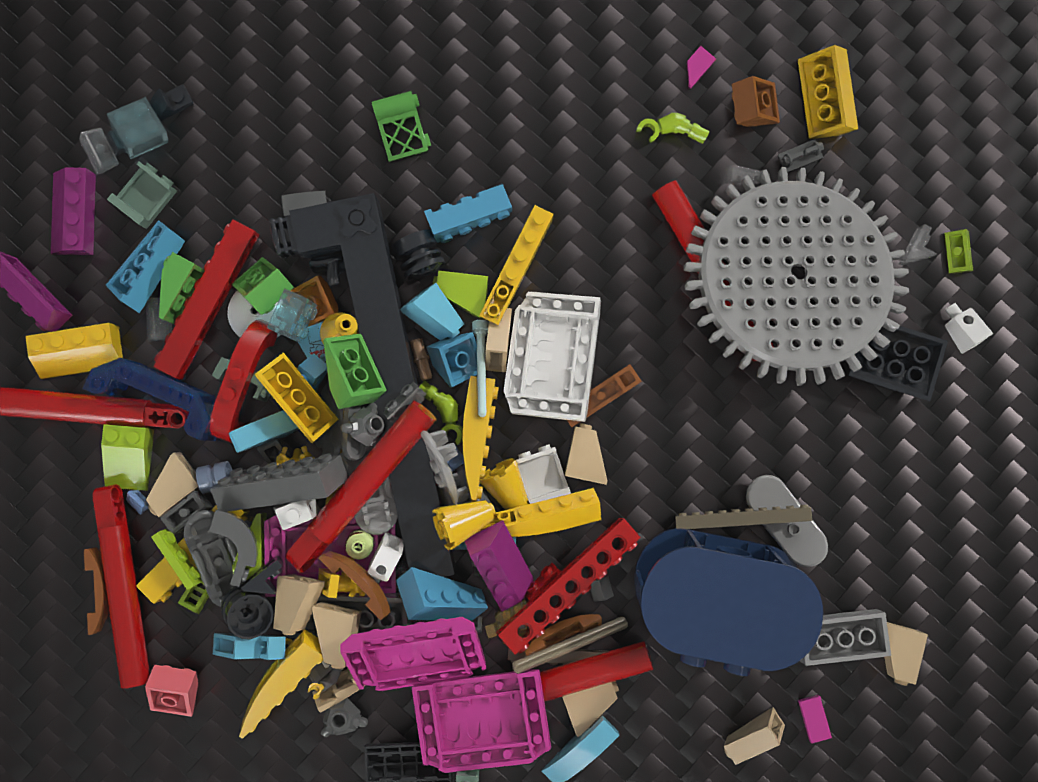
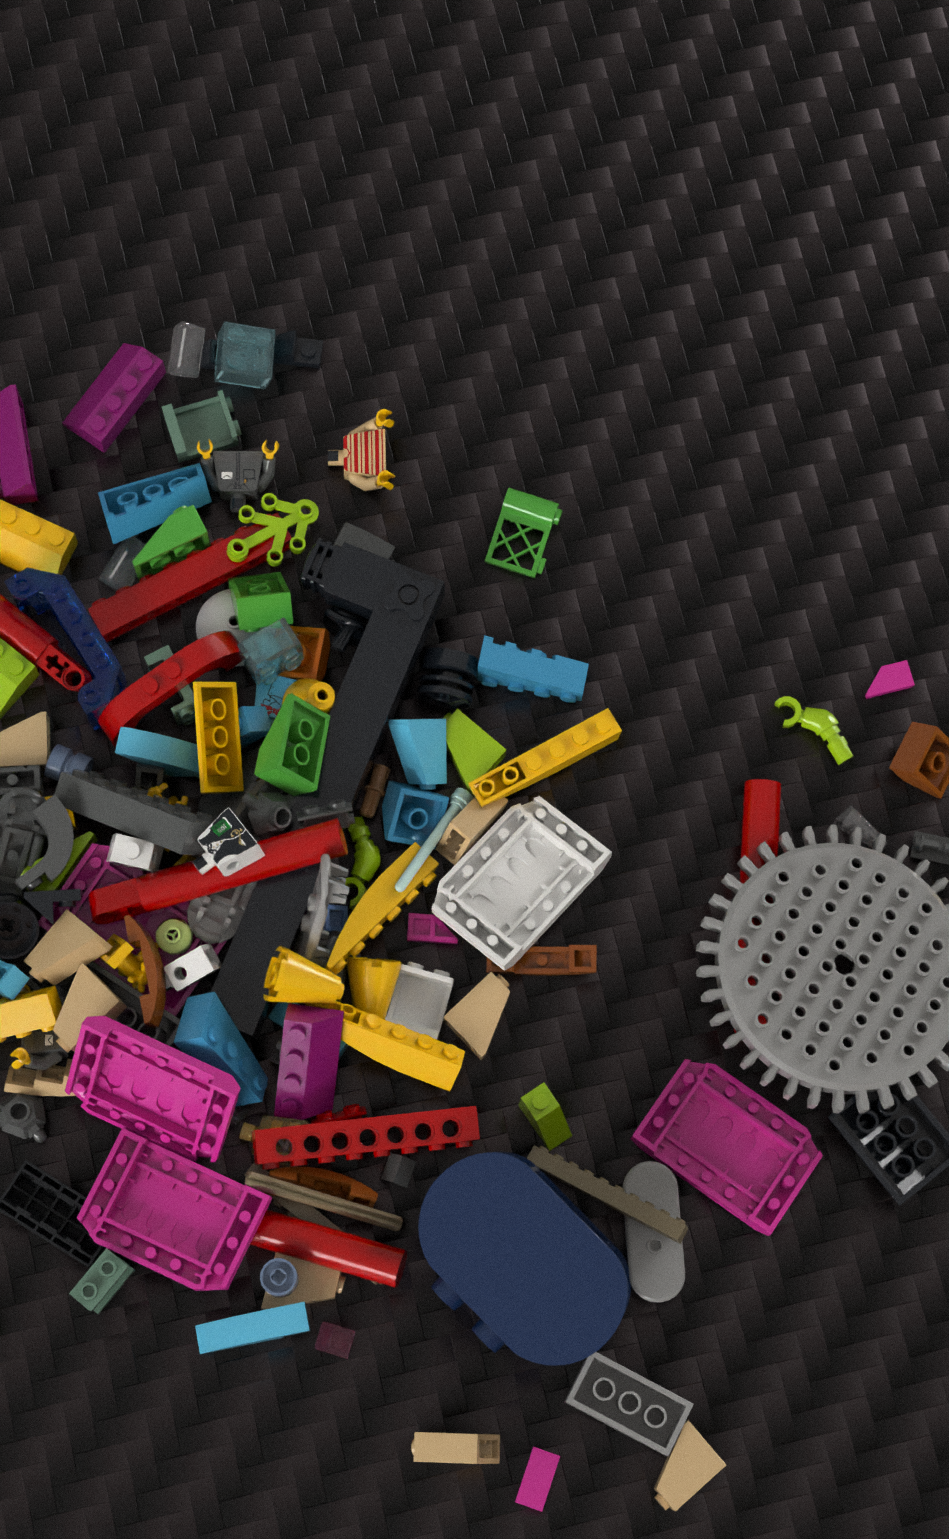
camera: 30 degrees right, 10 degrees down
(189, 210) = (238, 473): none -> dark grey torso
(237, 230) = (276, 527): none -> lime plant
(263, 142) = (365, 454): none -> torso
(353, 469) = (227, 846): none -> torso
(515, 424) = (428, 929): none -> dark pink tile
(577, 714) = (279, 1277): none -> sand blue wheel
(633, 720) = (335, 1340): none -> clear pink slope
(670, 494) = (545, 1116): none -> lime slope
(795, 432) = (729, 1144): none -> dark pink slope

